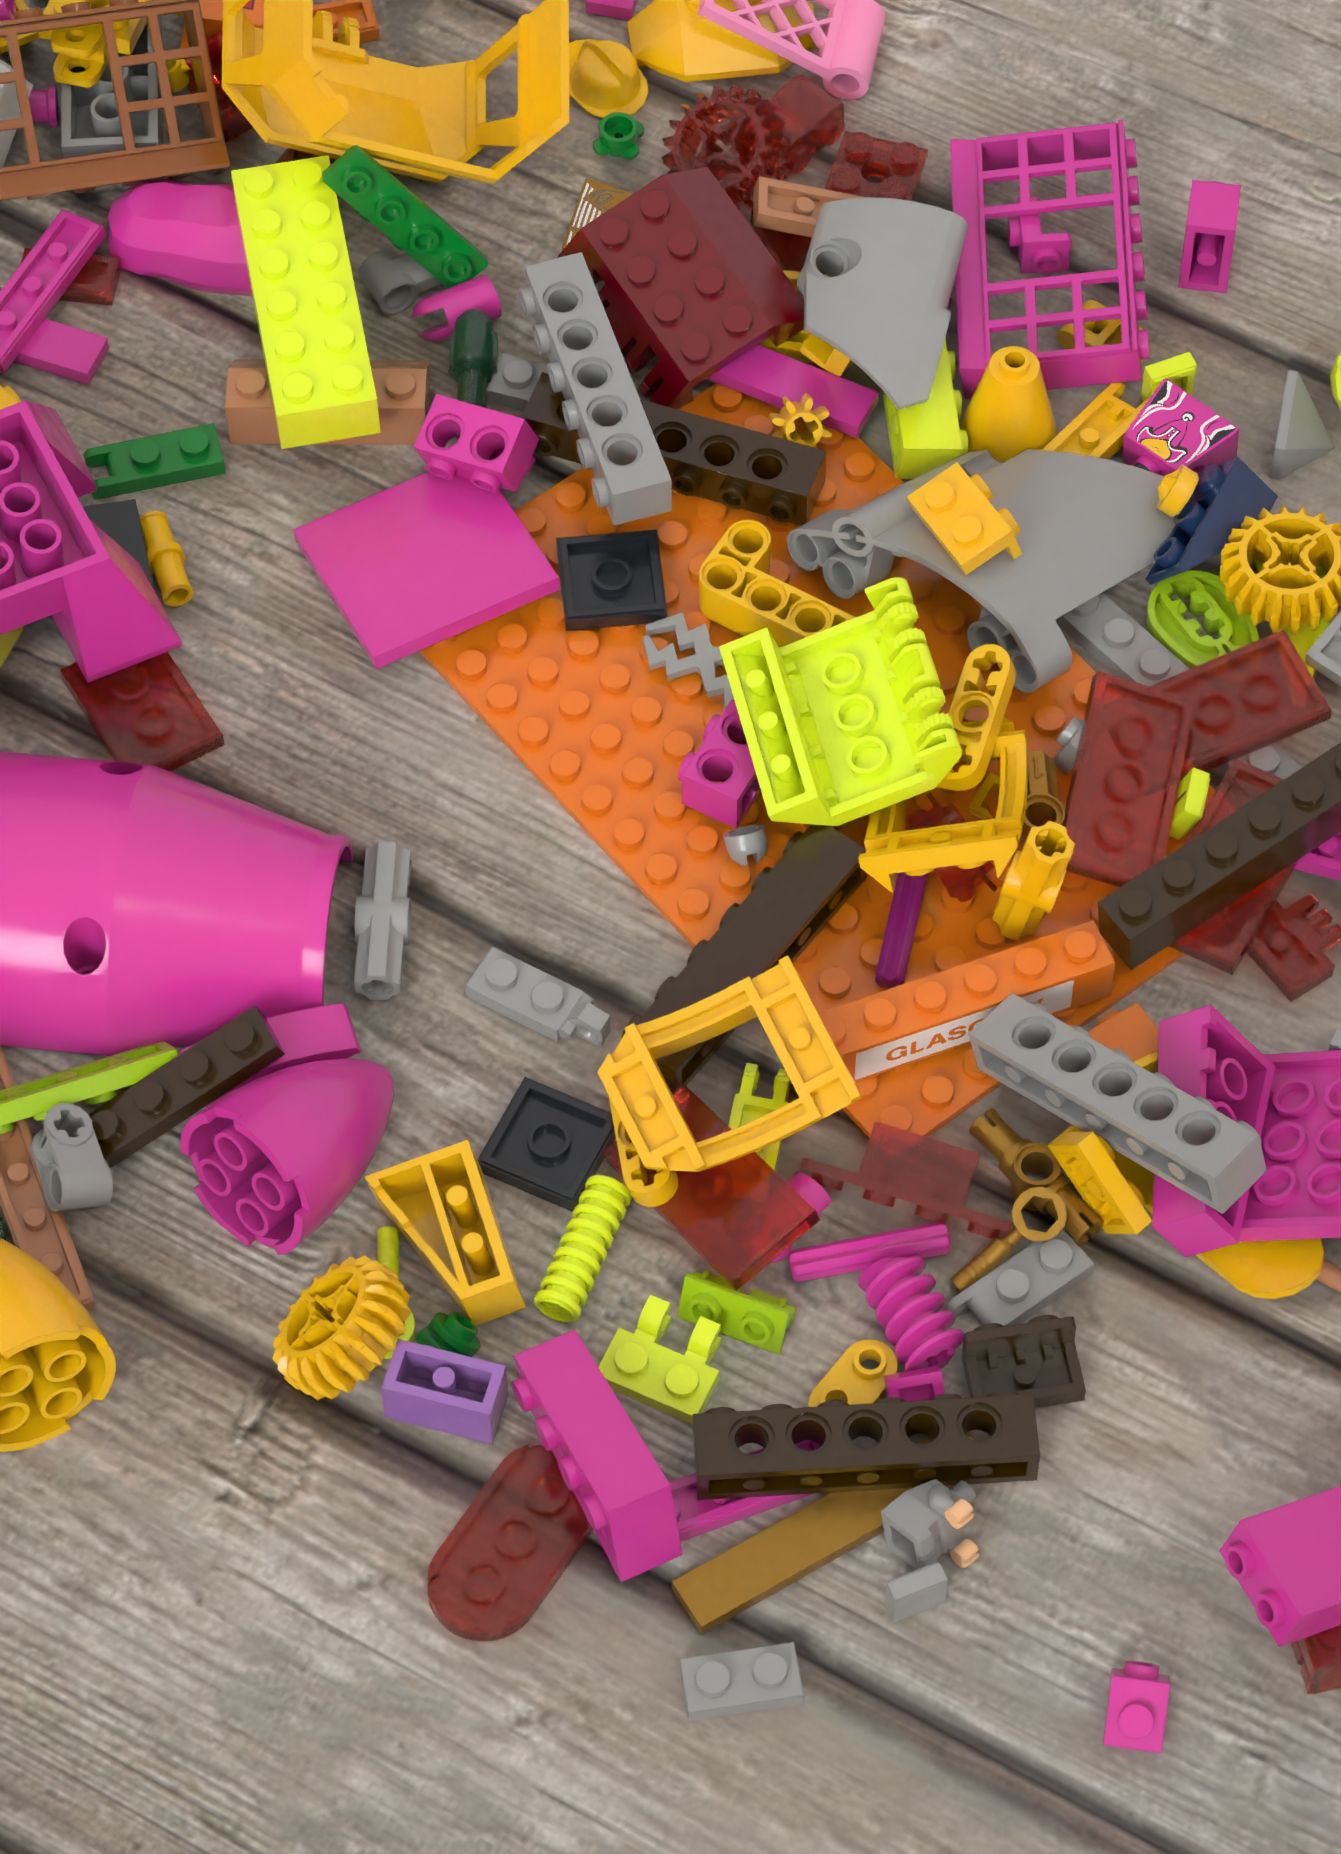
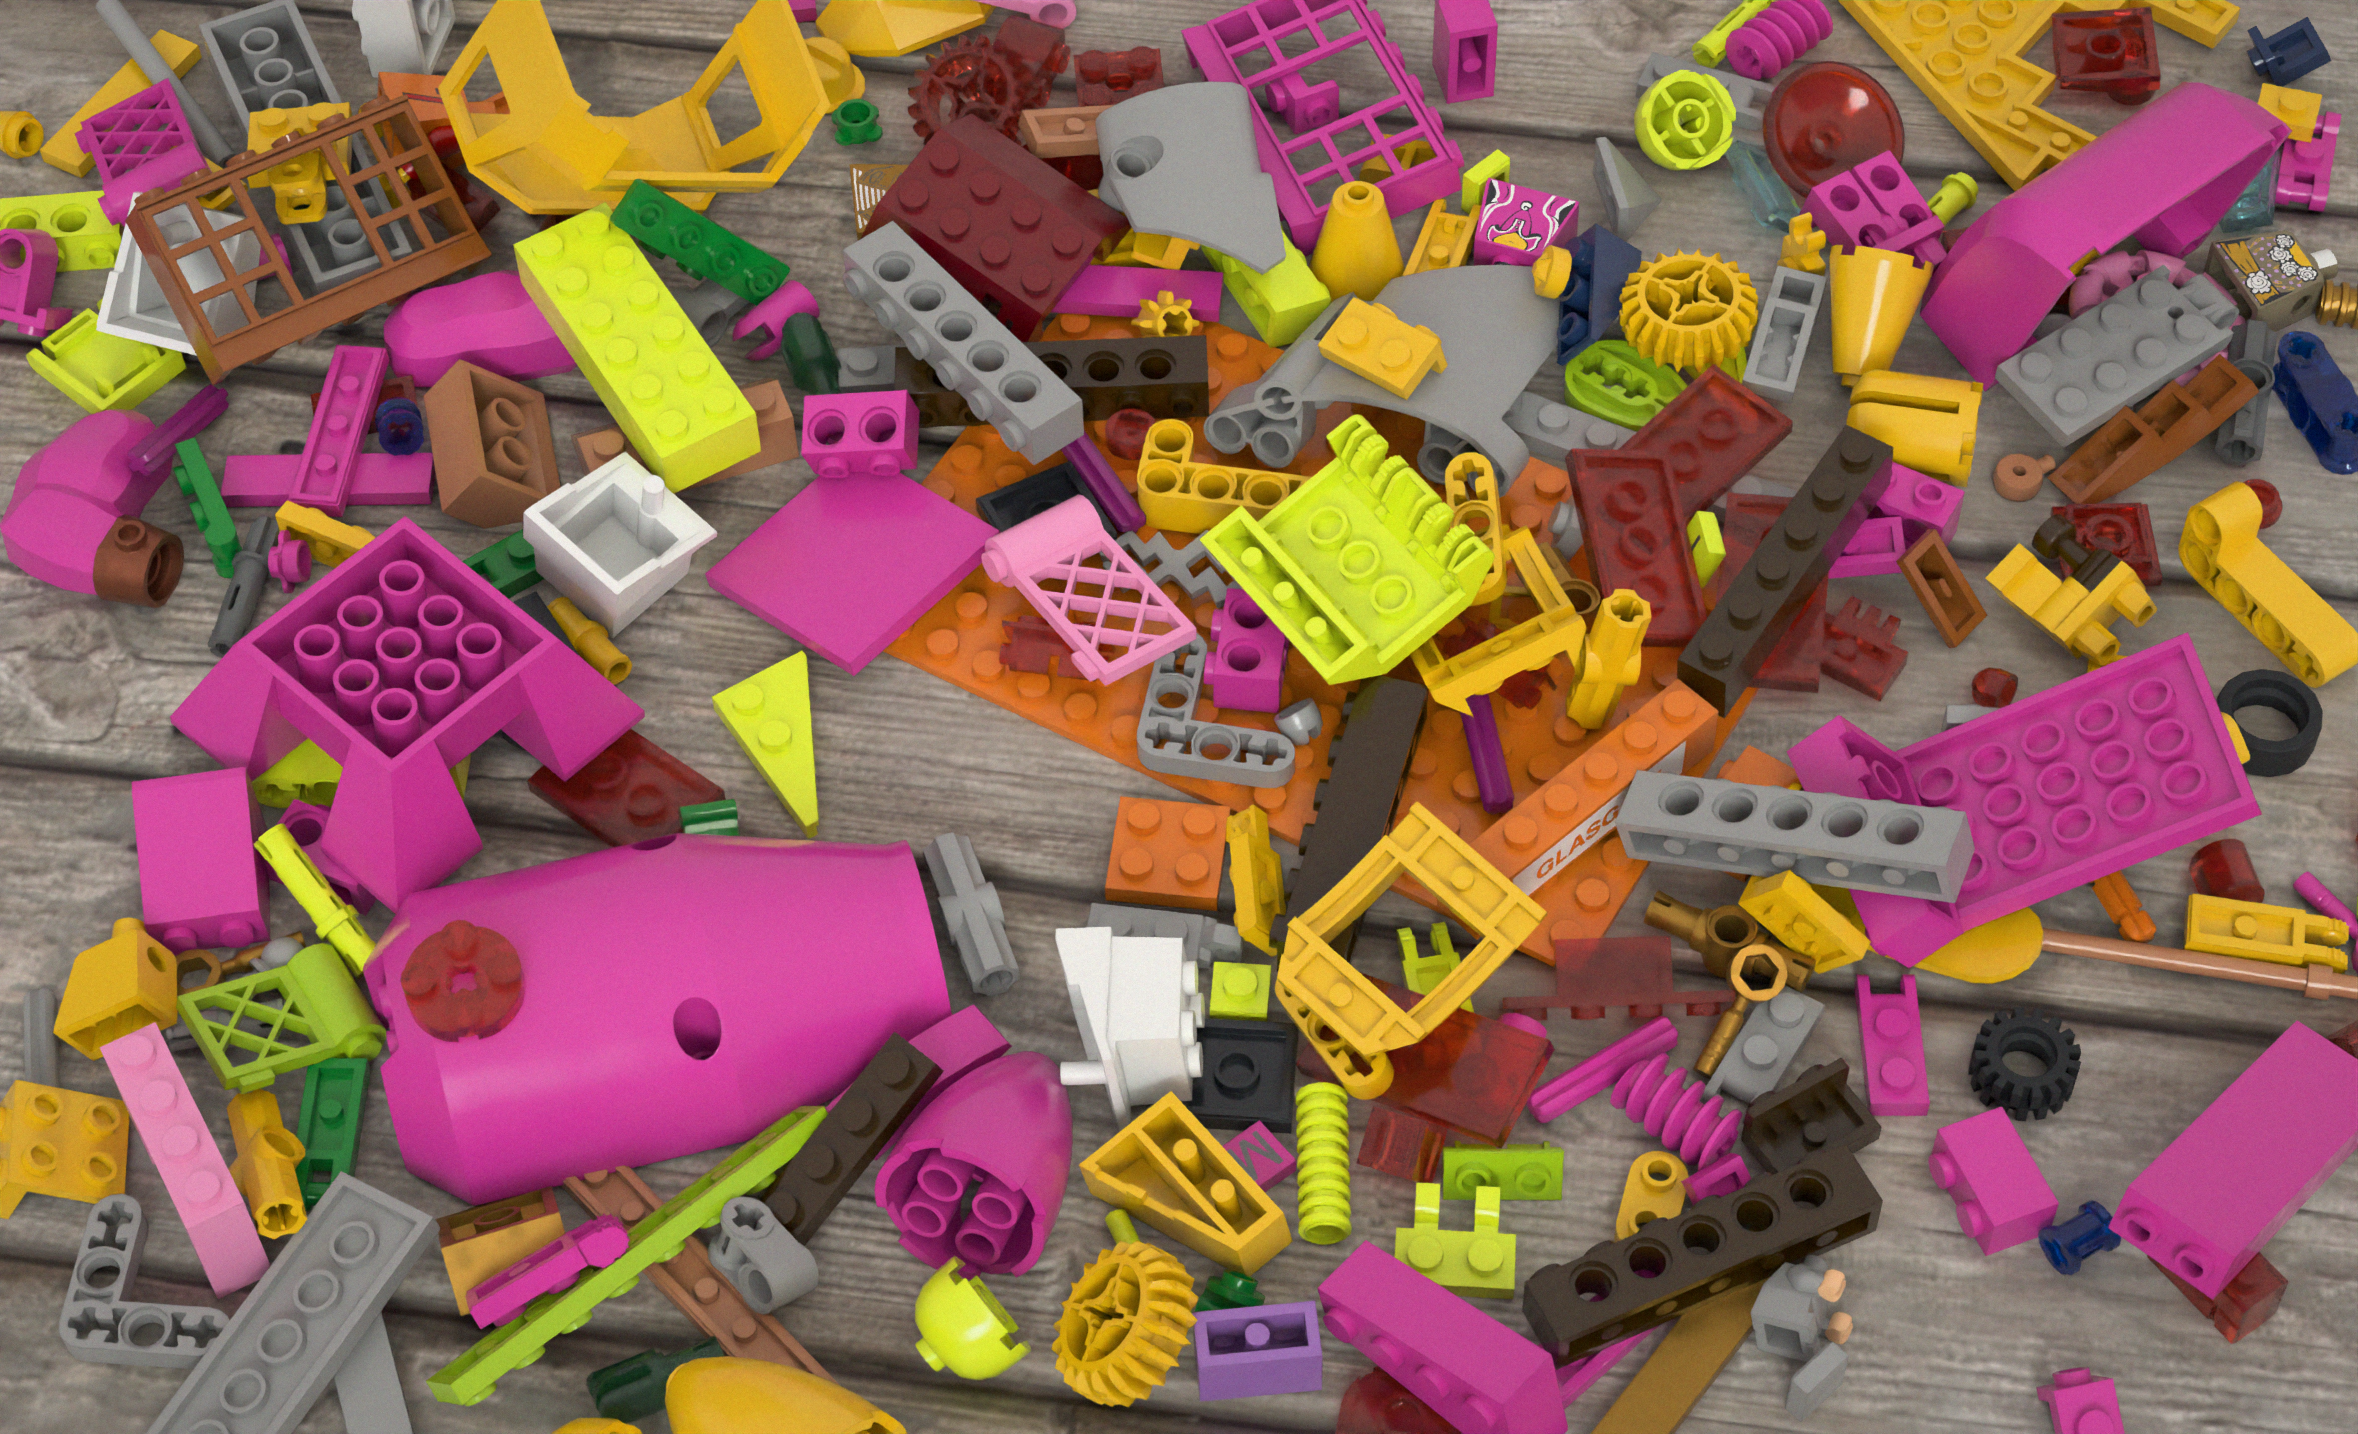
camera: 20 degrees left, 5 degrees down
(85, 290) = (399, 441): none -> clear blue bush
(158, 350) = (489, 446): none -> nougat slope
(196, 761) = (710, 818): none -> green plate
(214, 1280) = (965, 1326): none -> neon yellow cylinder
(218, 474) = (614, 541): none -> white piece
(292, 687) = (774, 728): none -> neon yellow wing
(468, 1064) = (1134, 1015): none -> white piece
(528, 1225) = (1261, 1156): none -> dark pink tile
(578, 1073) = (1240, 991): none -> neon yellow plate
(582, 710) = (1034, 645): none -> clear red hinge
(582, 924) = (1167, 853): none -> orange plate
(596, 609) = (1054, 547): none -> bright pink piece
(643, 820) = (1180, 726): none -> light grey beam
(643, 968) = (1255, 877): none -> yellow hinge
(652, 1258) = (1401, 1145): none -> clear red brick
(677, 558) = (1104, 484): none -> magenta axle
(717, 516) = (1127, 433): none -> clear red tile
(1137, 1324) = (1892, 1049): none -> dark pink hinge
(1161, 1474) = (1992, 1181): none -> dark pink brick
(1202, 1552) = (2078, 1238): none -> clear blue bush
(1251, 1351) = (2028, 1036): none -> black tyre

